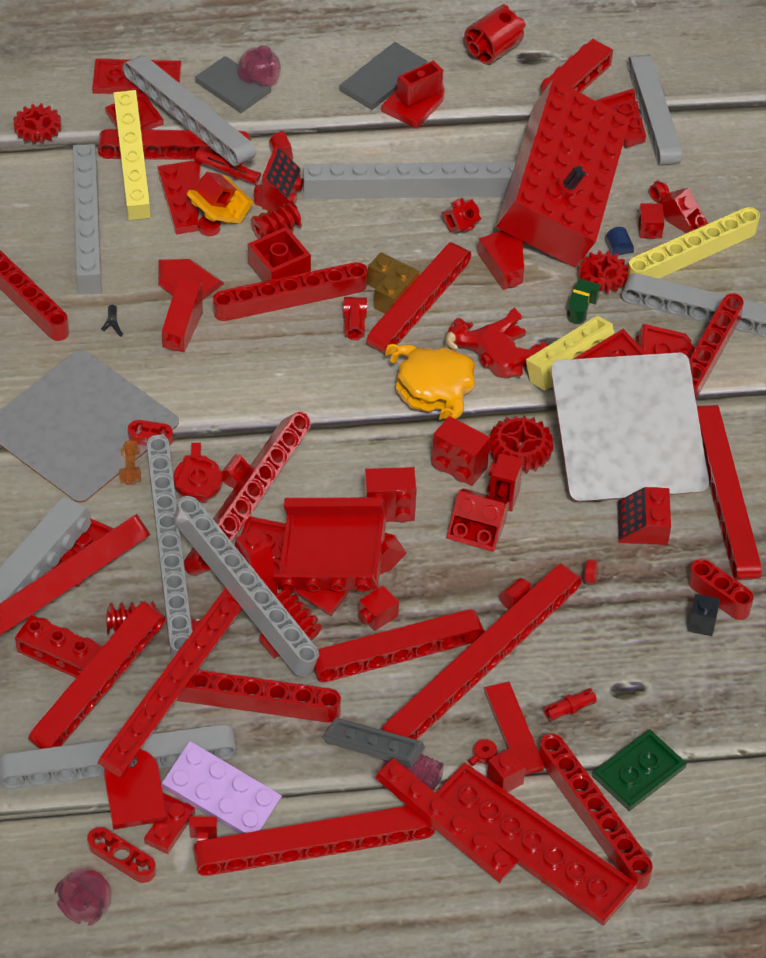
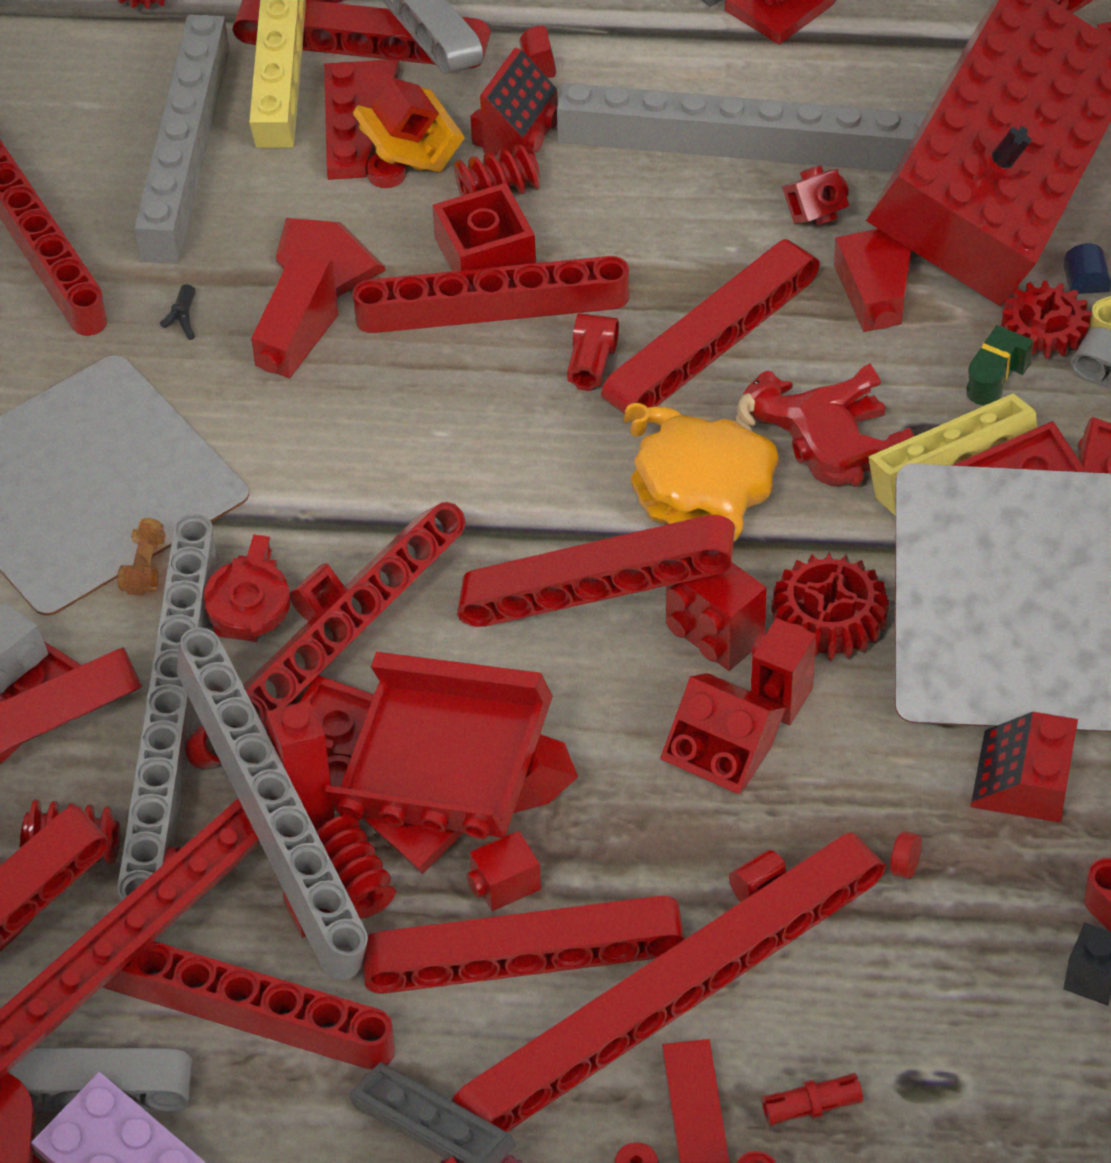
camera: 15 degrees right, 0 degrees up
(147, 430) = (190, 502): red beam -> none
(206, 158) = (404, 55): red pin -> none
(389, 279) = (663, 292): pearl gold brick -> none
(394, 439) = (597, 571): none -> red beam
(397, 489) = (577, 665): red brick -> none

